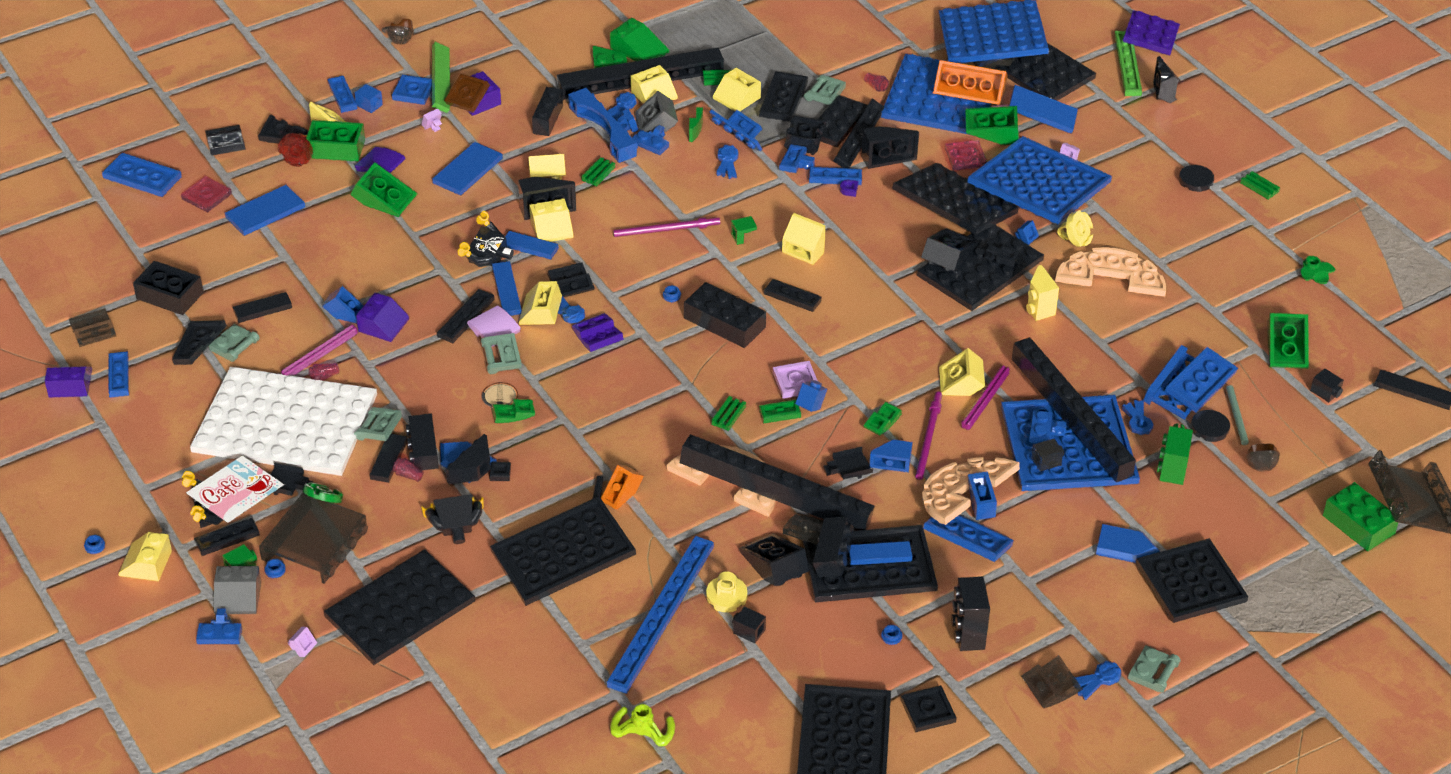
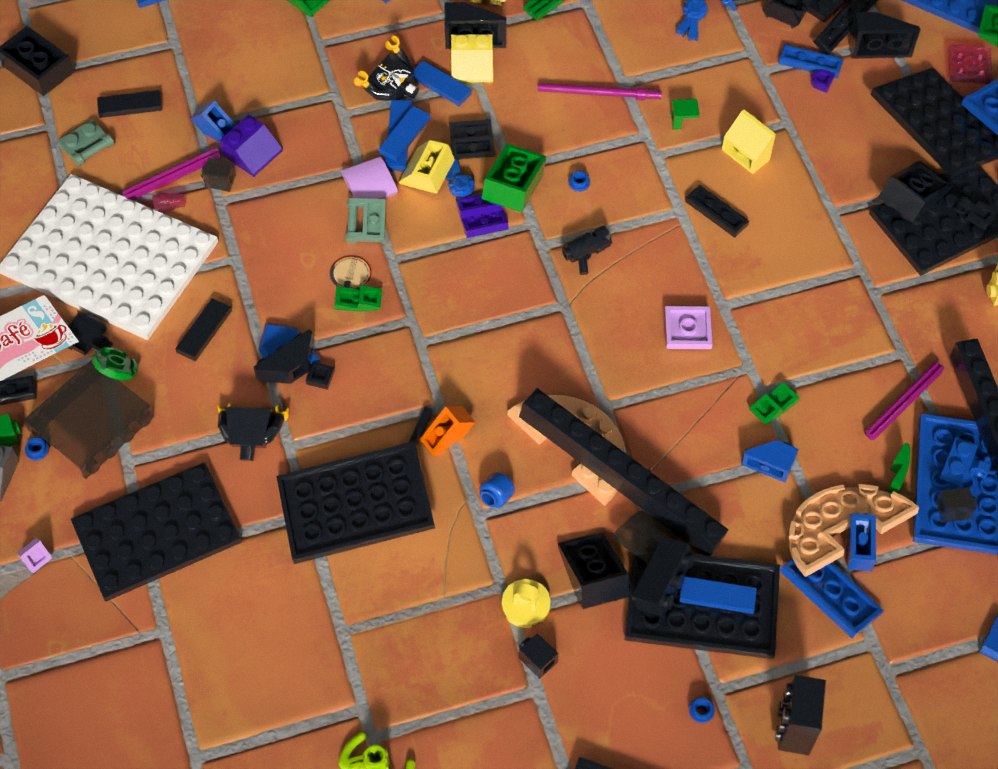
camera: 15 degrees right, 15 degrees up
(196, 339) = (45, 132): black wing -> none
(361, 343) = (218, 174): none -> clear smoke brick
(384, 423) = (210, 284): sand green plate -> none
(407, 469) = (216, 350): clear pink cone -> none
(422, 442) = (244, 319): black brick -> none
(458, 322) = (347, 157): black tile -> none
(512, 285) = (404, 133): none -> blue tile
(617, 298) = (513, 177): none -> green brick
(660, 615) = (440, 616): blue plate -> none
(677, 519) = (497, 490): none -> blue head
(693, 337) = (584, 246): none -> black piece
(725, 315) = (631, 223): black brick -> none
(734, 403) = (609, 343): green tile -> none
(779, 411) = (657, 368): green tile -> none
(796, 158) = (771, 30): blue hinge -> none
(811, 395) = (698, 356): blue brick -> none
(849, 464) = (718, 457): black piece -> none
(935, 408) = (840, 403): magenta bar -> none
(962, 374) = (884, 365): light yellow slope -> none
(996, 441) = (900, 467): none -> green slope

